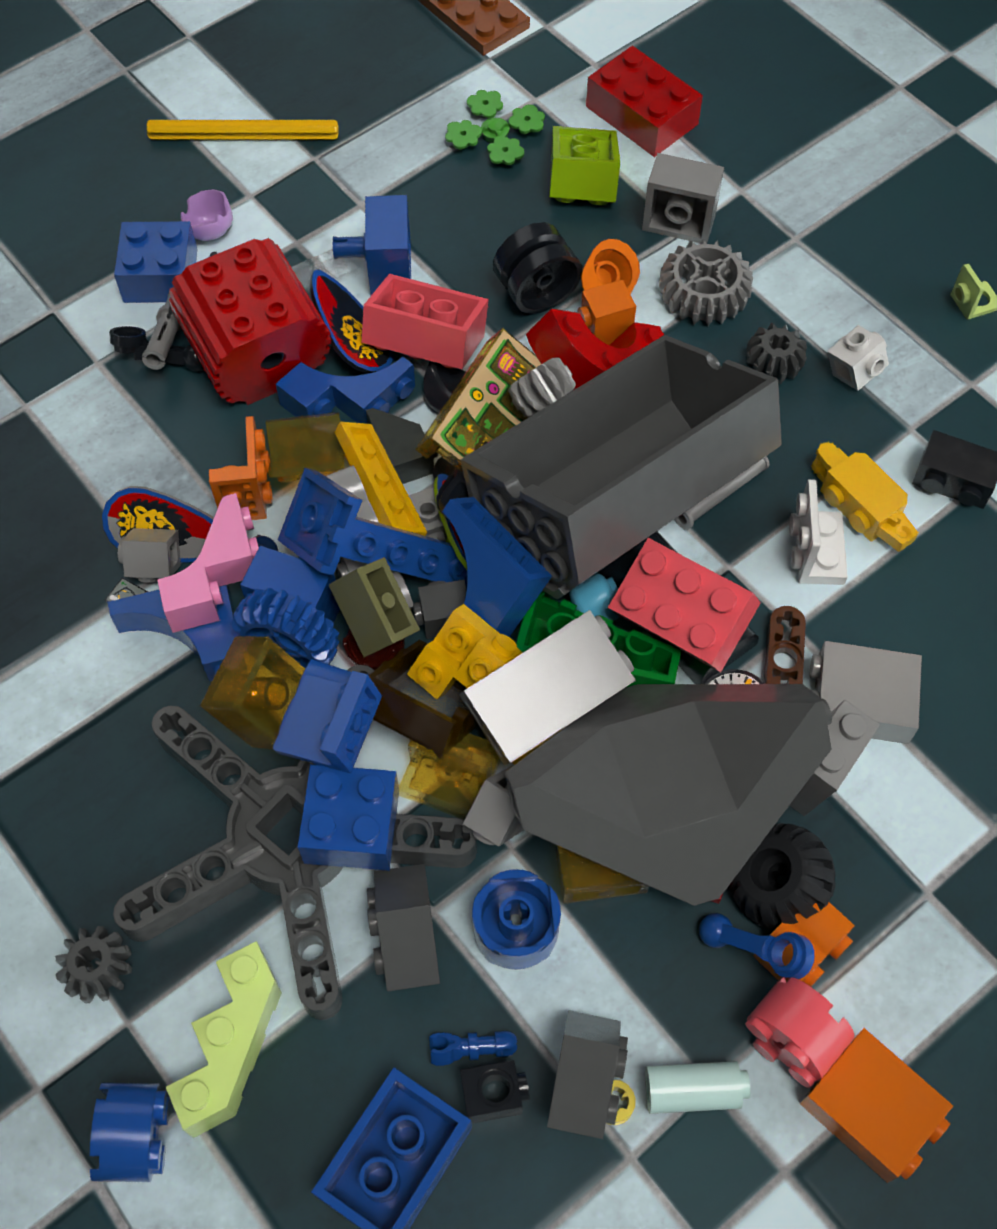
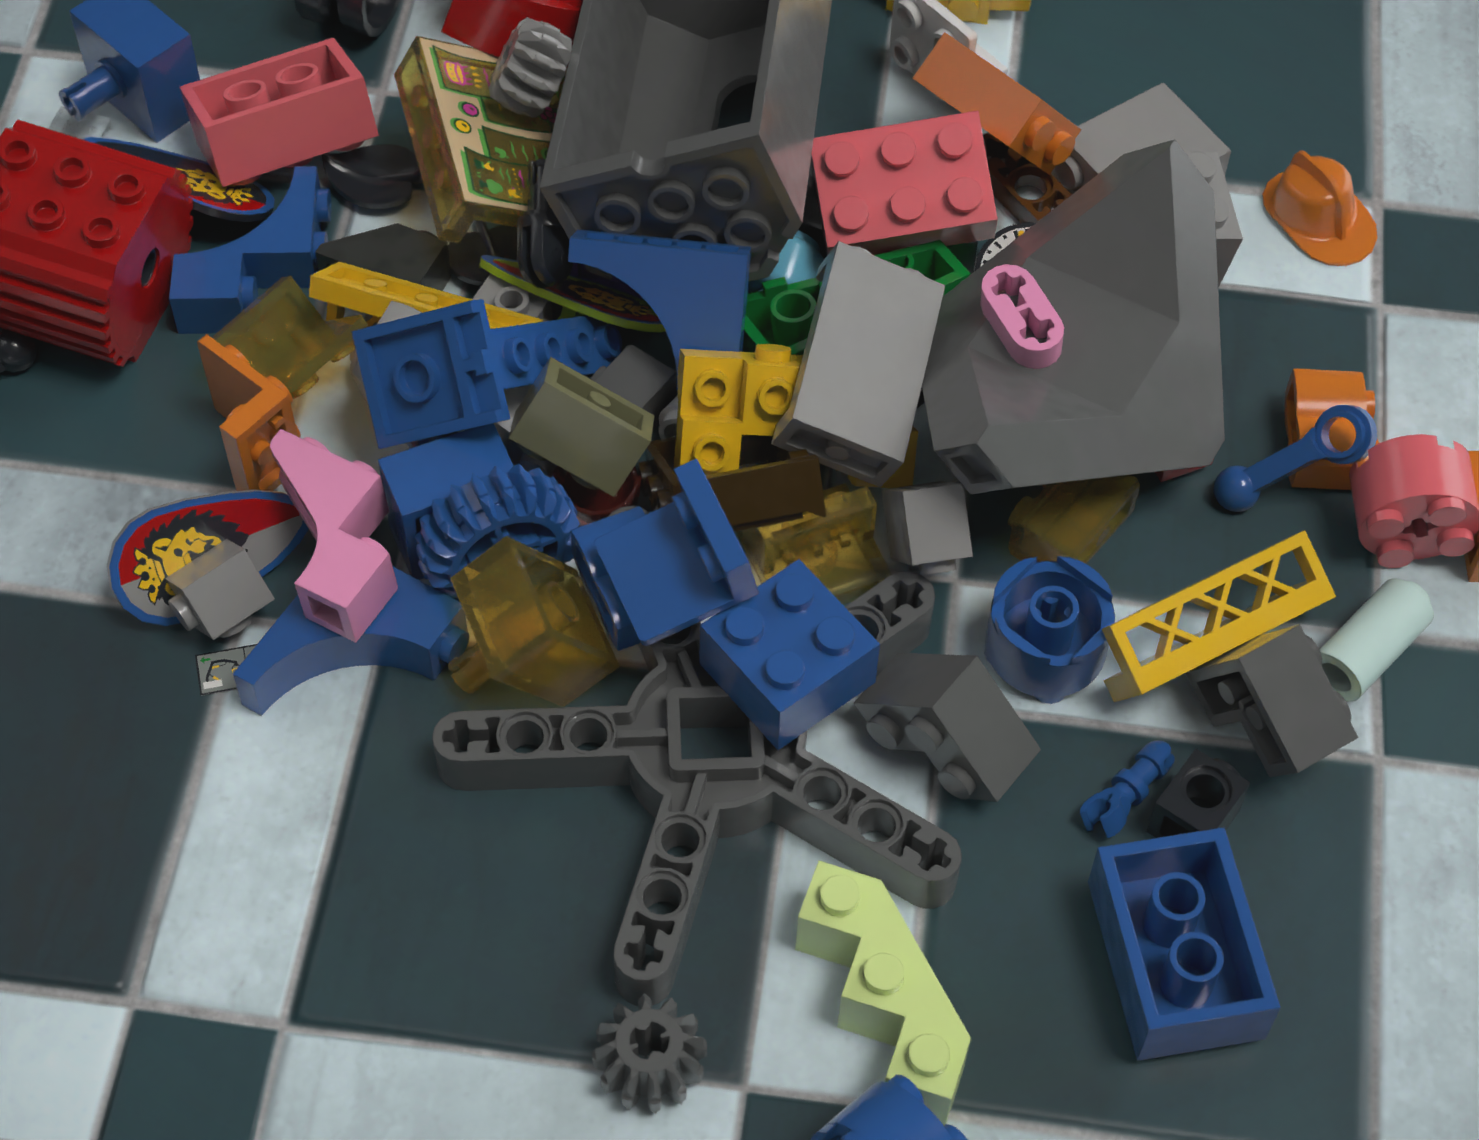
camera: 45 degrees left, 5 degrees down
(605, 1006) = (1218, 635): none -> yellow fence
(655, 736) = (1031, 311): none -> bright pink beam
(784, 851) = (1287, 369): black wheel -> none
(794, 596) = (1003, 104): none -> orange brick
(950, 809) = (1320, 211): none -> orange piece

